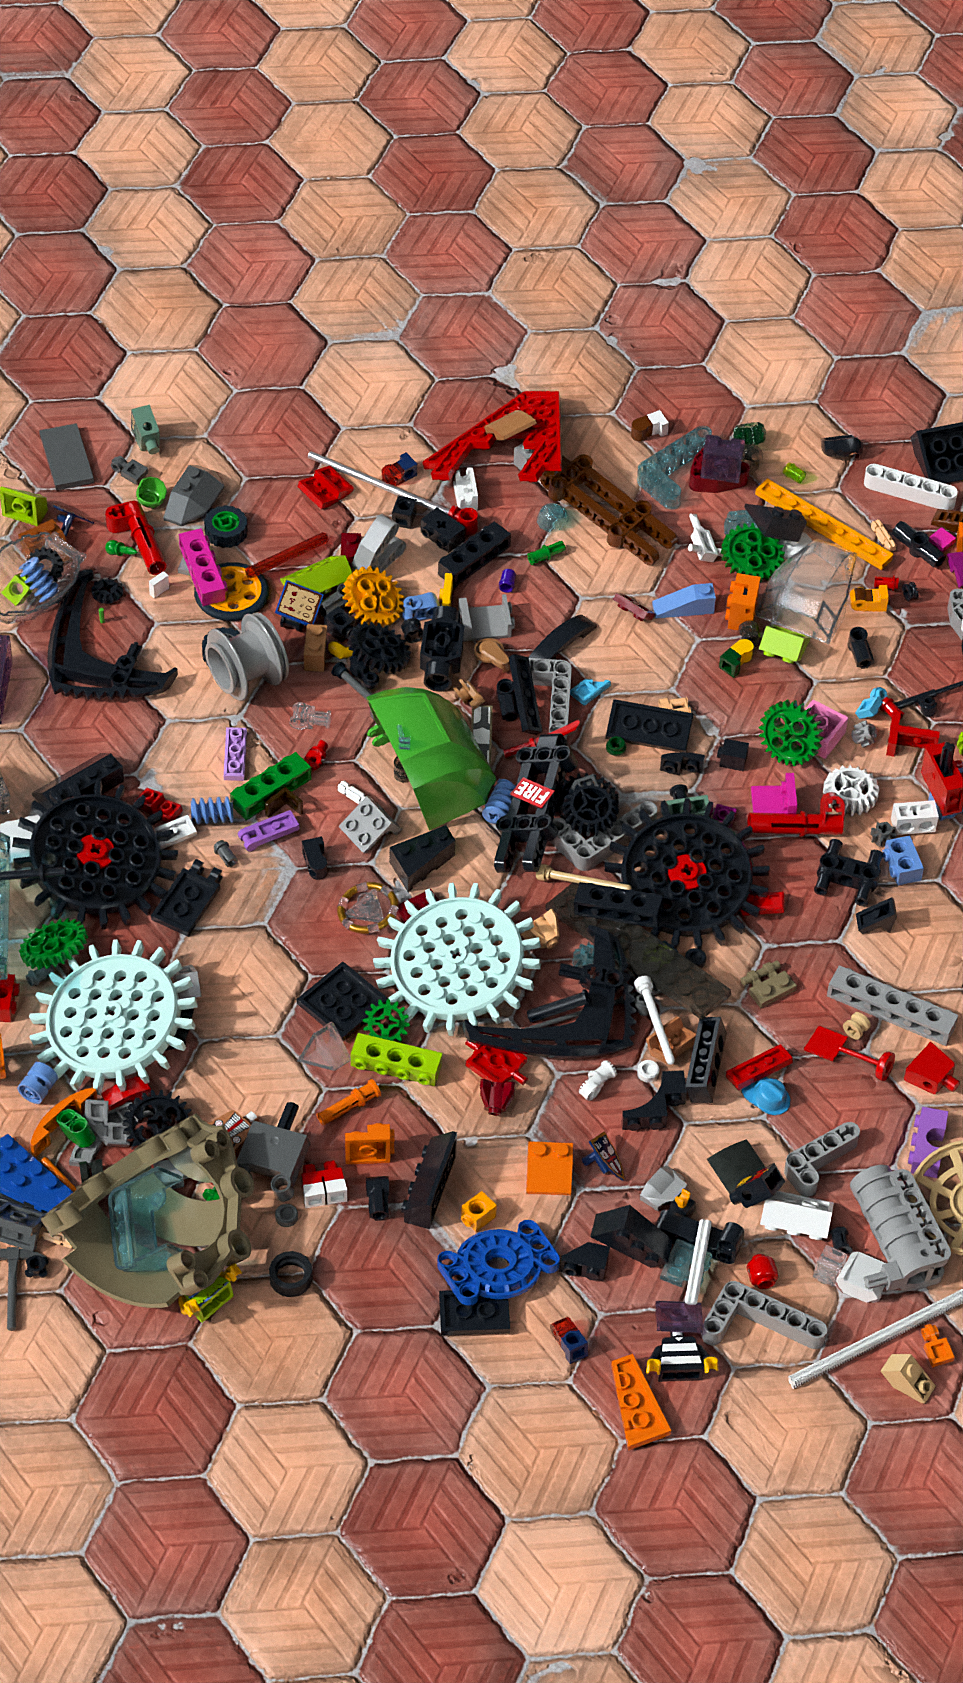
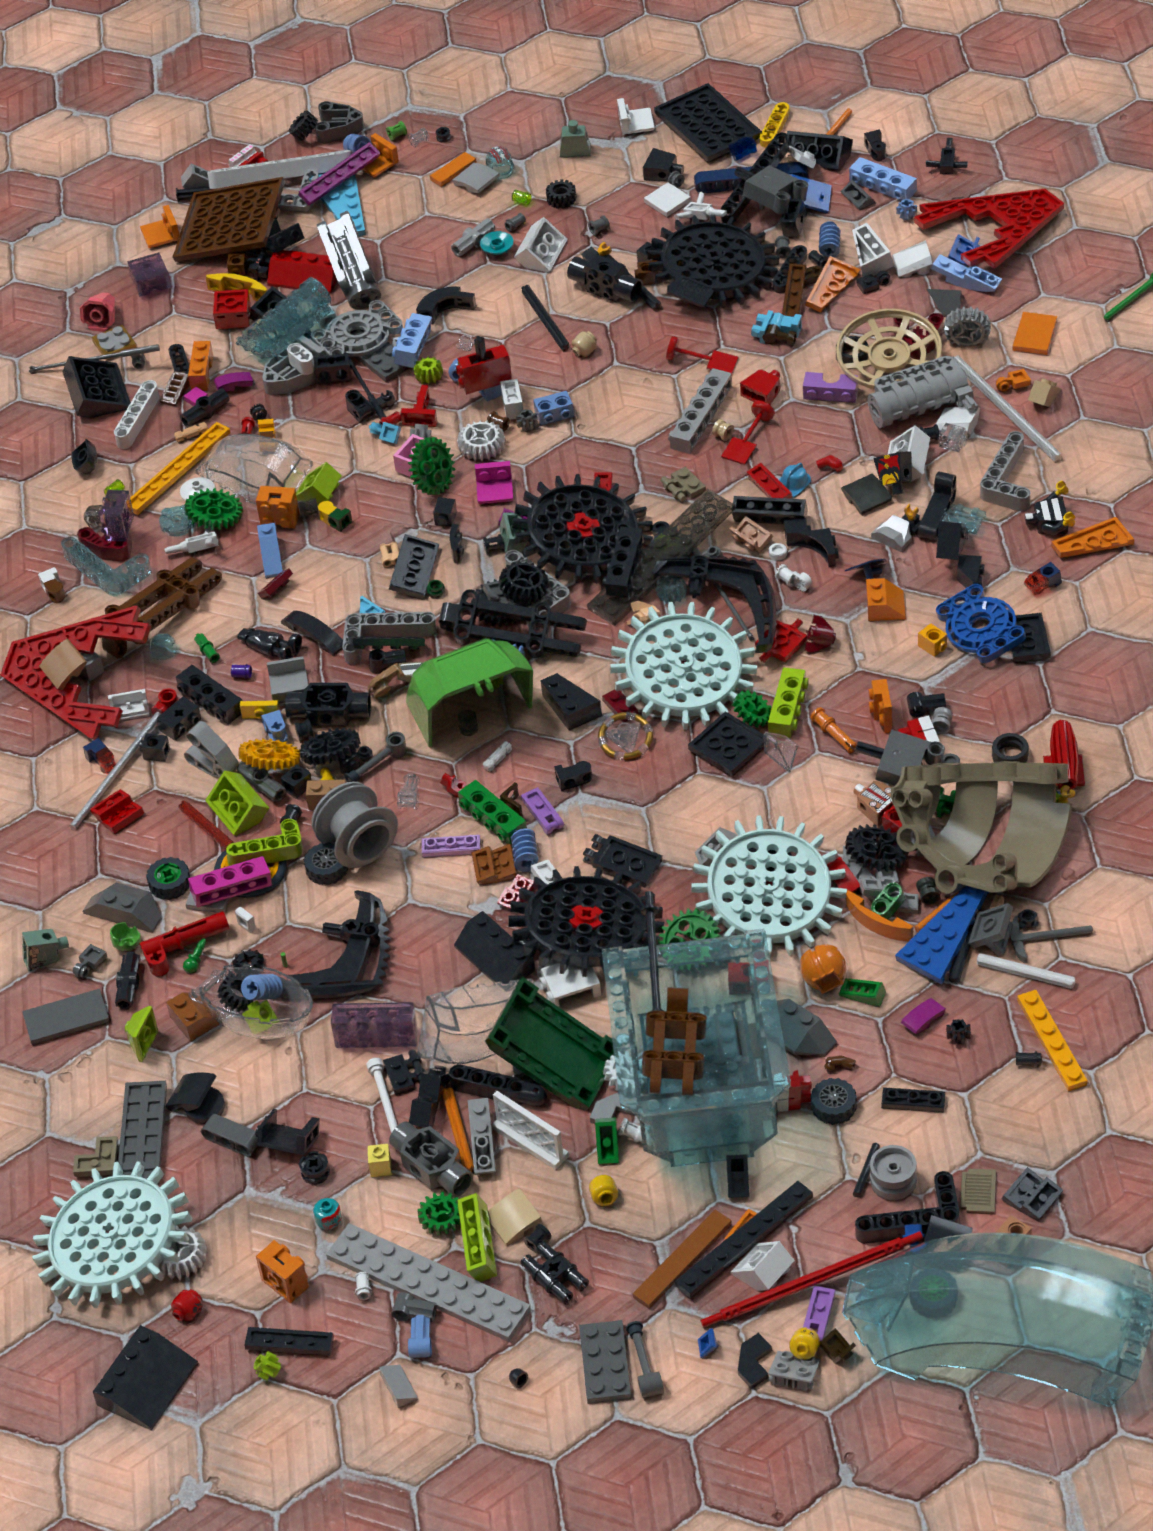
camera: 85 degrees left, 5 degrees down
(37, 1083) = (841, 937): medium blue wheel -> none
(67, 520) = (159, 998): dark blue shield -> none
(96, 498) = (127, 980): none -> black piece
(133, 1221) = (1017, 839): clear light blue windscreen -> none
(201, 785) = (494, 865): none -> dark orange slope
(222, 849) = (570, 838): dark grey pin -> none
(241, 594) = (272, 848): none -> lime beam
(254, 1320) = (1065, 750): none -> red plate
(299, 603) = (279, 804): piece -> none
(347, 1208) = (941, 720): none -> light grey wheel
(349, 545) = (197, 786): dark red plate -> none
(368, 824) = (535, 741): light grey bracket -> none
(404, 742) = (497, 663): clear light blue hand -> none
(430, 1180) = (909, 664): black slope -> none
(492, 652) = (333, 672): medium nougat piece -> none
(532, 792) = (507, 621): sticker -> none
(533, 742) = (439, 636): red sword -> none
(543, 601) = (271, 642): none -> black piece
(547, 873) = (594, 587): tan piece -> none
(559, 1006) = (725, 597): black axle -> none
(644, 987) = (704, 546): white piece -> none
(678, 1317) = (1014, 516): clear purple tile -> none
(698, 1262) = (966, 503): white axle -> none
(750, 432) = (70, 514): clear green gear -> none
(762, 1271) = (964, 473): red head -> none
(777, 522) = (183, 486): black slope -> none
(793, 1134) = (830, 461): none -> red arm
(802, 823) = (516, 450): red piece -> none
(844, 1140) = (850, 448): light grey beam -> none
(848, 872) = (568, 438): black piece -> none
(860, 648) = (317, 441): black piece -> none
(877, 916) = (615, 418): black slope -> none
(883, 807) = (503, 422): none -> reddish brown bush
(915, 678) = (358, 405): none -> black piece

